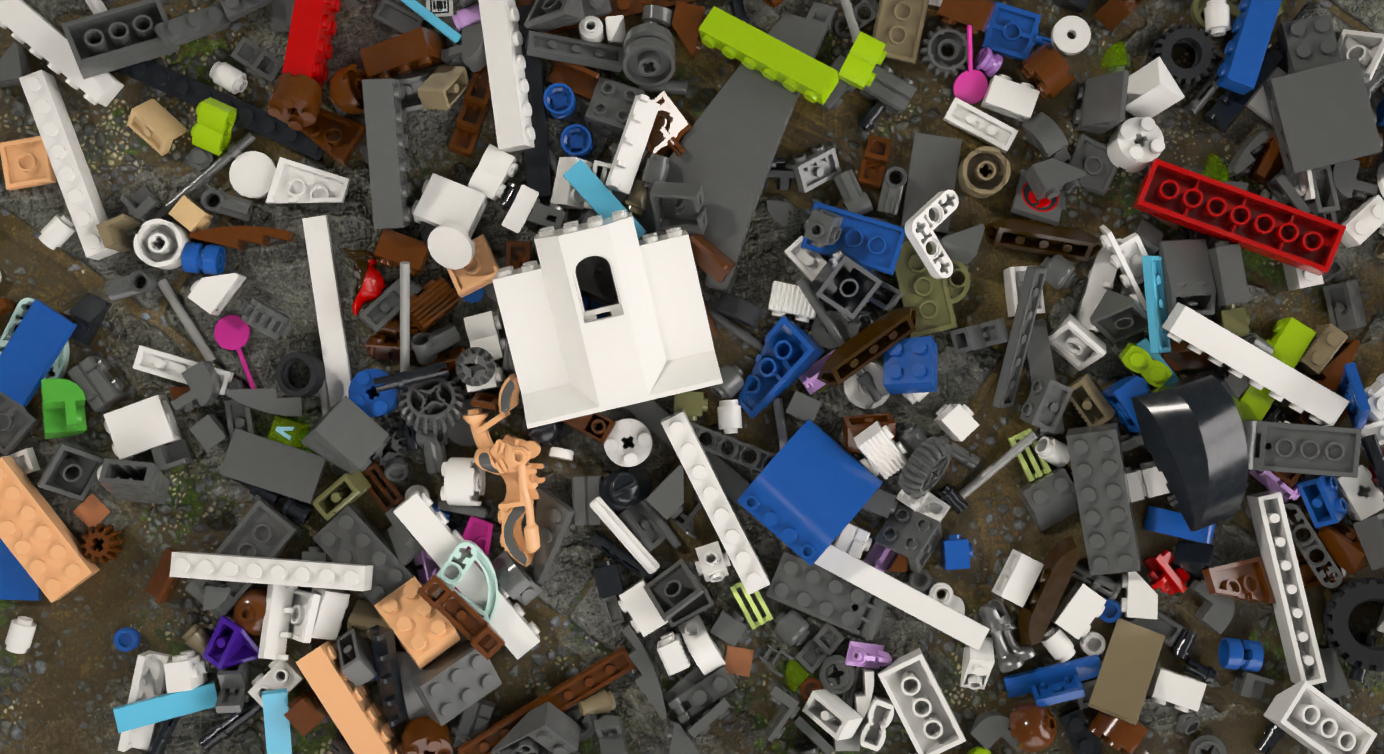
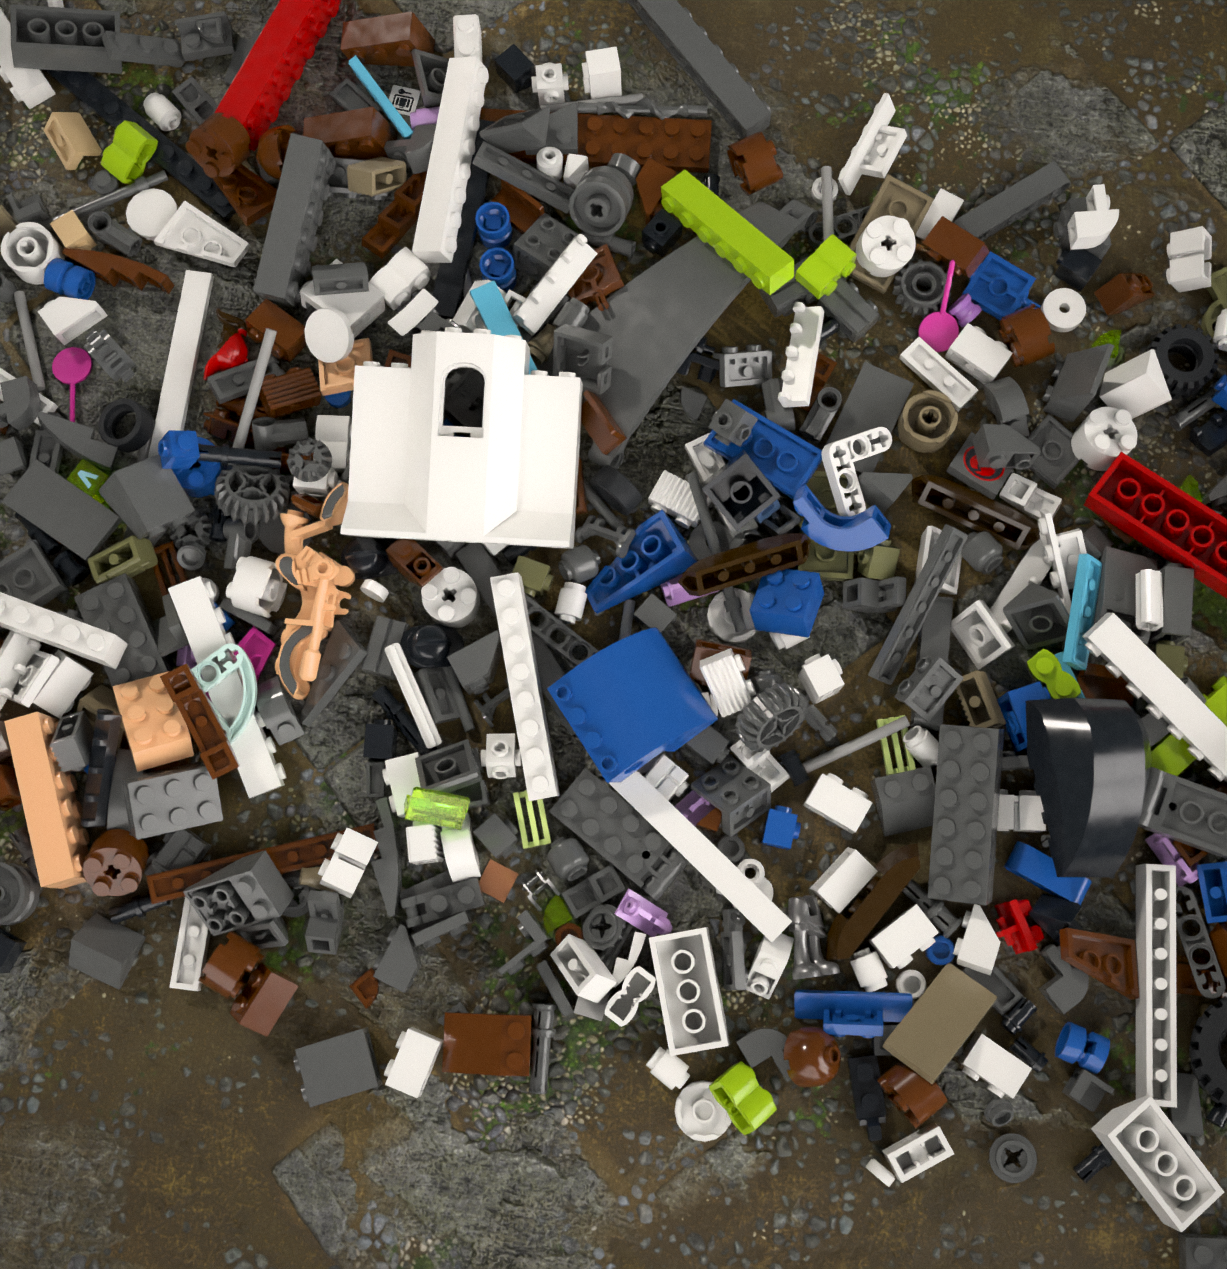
camera: 25 degrees right, 10 degrees down
(360, 390) = (178, 449): none -> blue brick
(443, 191) = (340, 278): none -> dark grey panel
(616, 675) = (353, 849): none -> white piece
(676, 627) = (436, 808): none -> clear neon green panel
(707, 66) = (661, 233): none -> black brick
(727, 347) = (594, 526): none -> dark grey piece
(862, 145) = (801, 356): none -> white hinge
(920, 30) = (894, 233): none -> white brick
(937, 293) = (837, 531): none -> arch
(946, 662) = (733, 950): none -> dark grey hinge
(974, 305) = (878, 561): none -> olive brick
(996, 518) = (838, 803): none -> white brick
(1084, 212) = (1028, 498): none -> white slope
(1209, 280) = (1149, 600): none -> white axle

